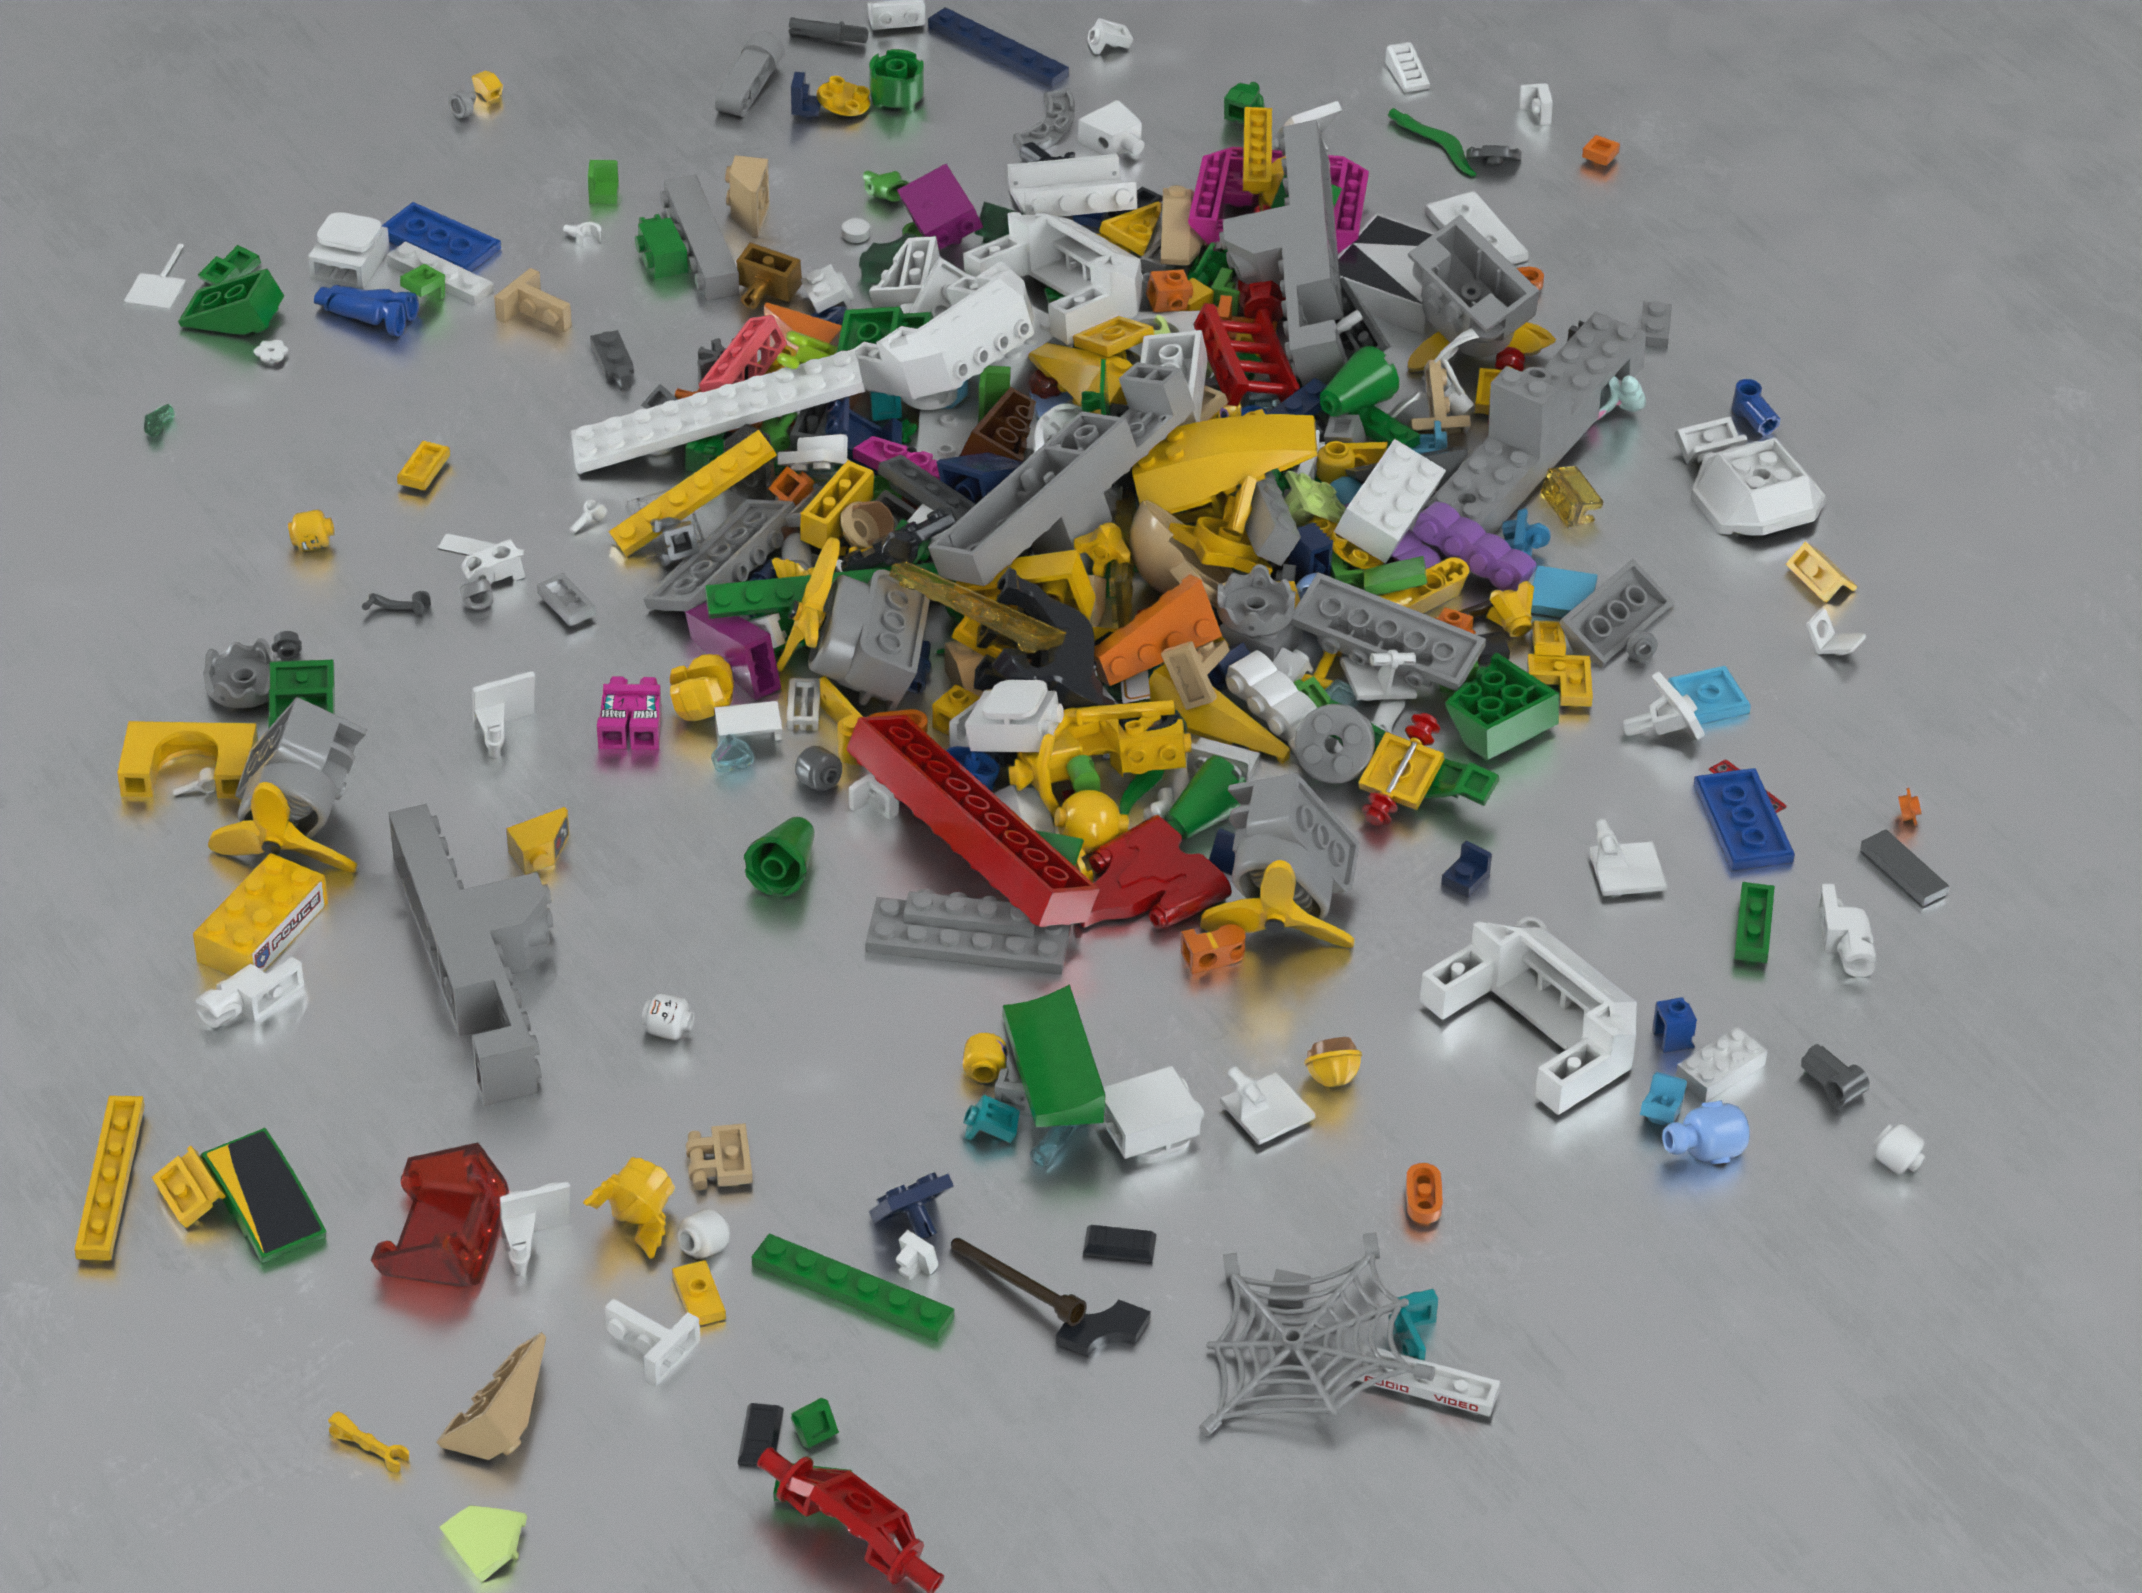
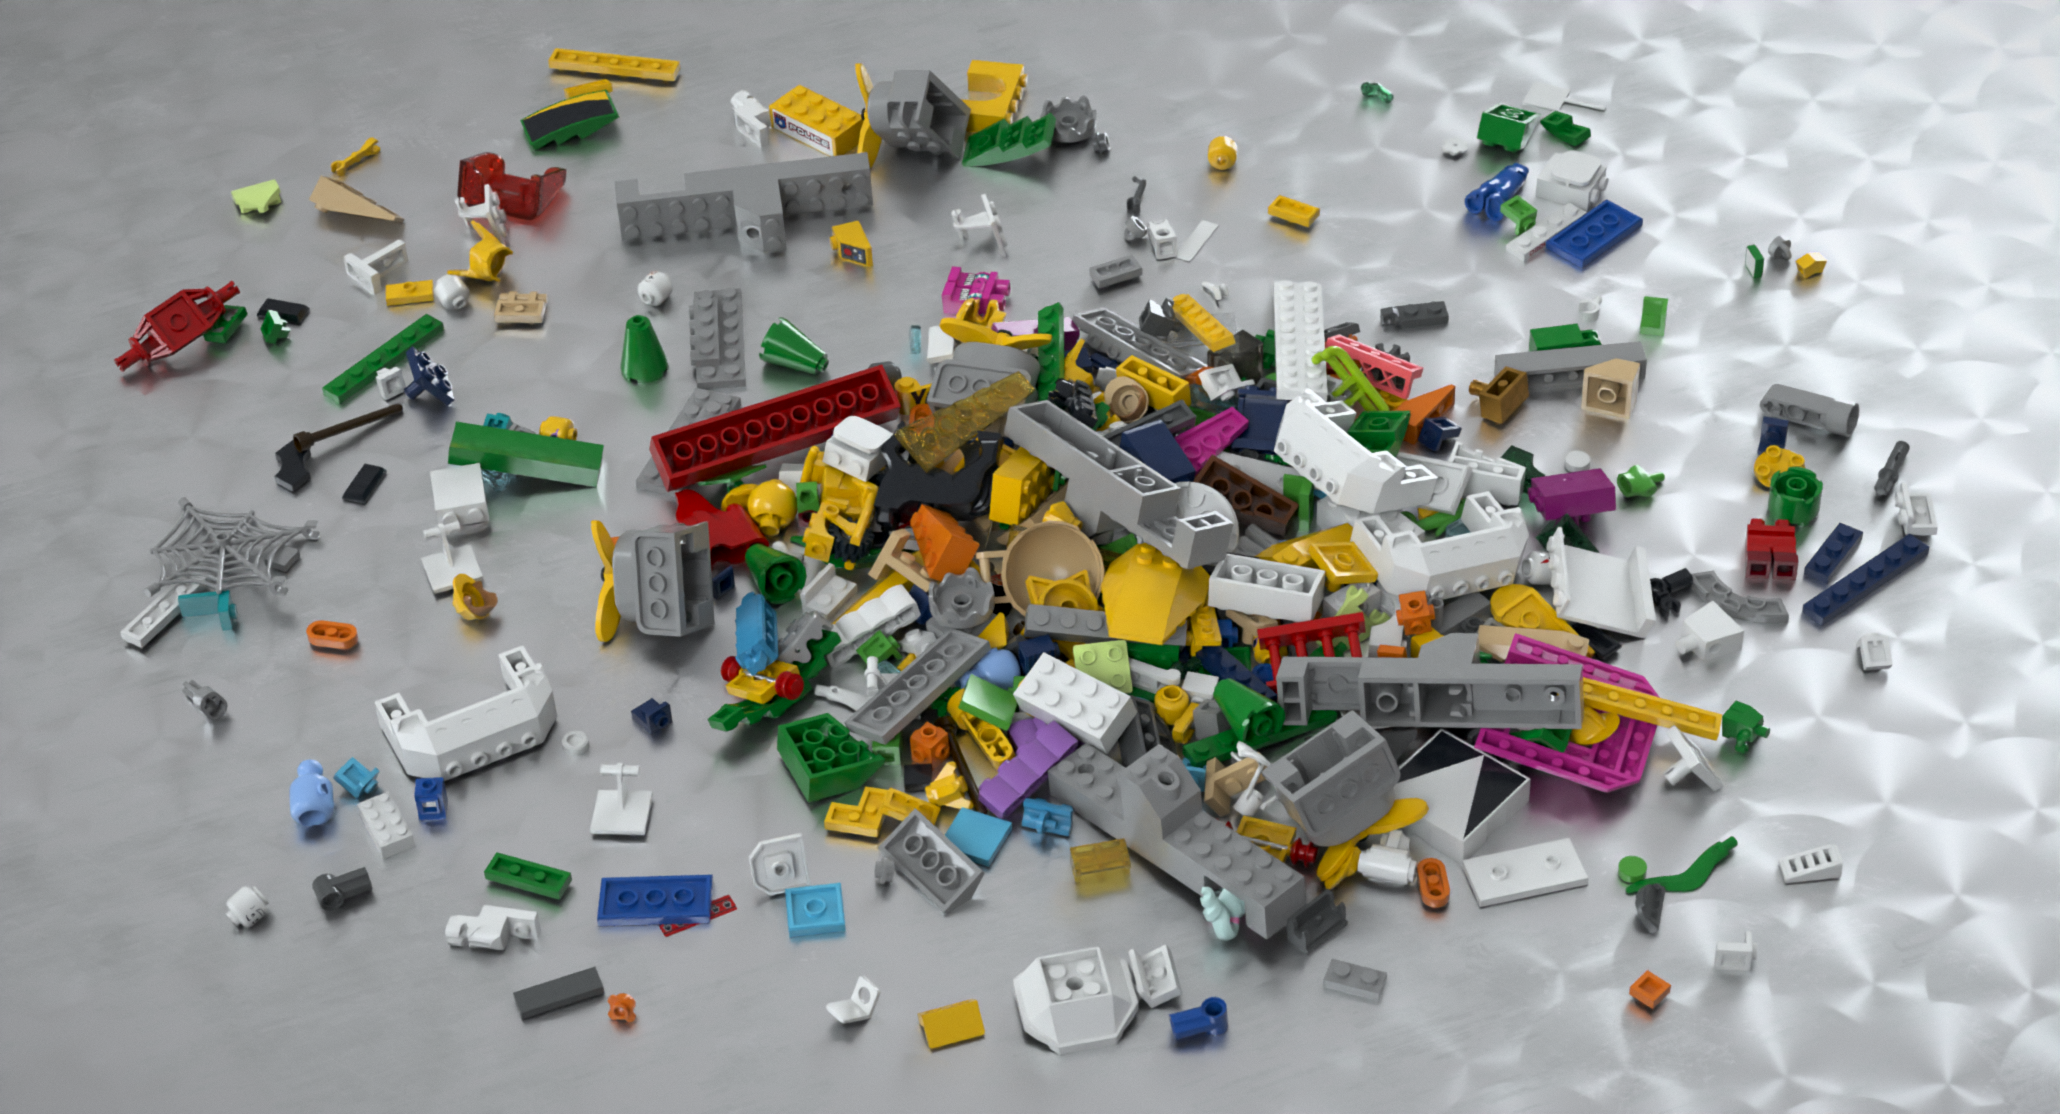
camera: 105 degrees right, 0 degrees up
(490, 120) = (1754, 261): none -> green tile
(526, 297) = (1493, 266): tan bracket -> none
(751, 945) = (717, 339): none -> light grey plate
(817, 995) = (642, 352): none -> green cone
(827, 288) = (1478, 431): white bracket -> none
(963, 66) = (1833, 553): none -> dark blue plate
(975, 98) = (1770, 546): none -> hips
(1093, 401) = (1244, 533): green piece -> none
(1239, 507) = (1090, 602): yellow plate -> none
(1360, 769) = (756, 633): none -> dark azure hinge
(1449, 170) = (1632, 869): none -> bright green tile
(1581, 1285) = (206, 699): none -> light grey piece

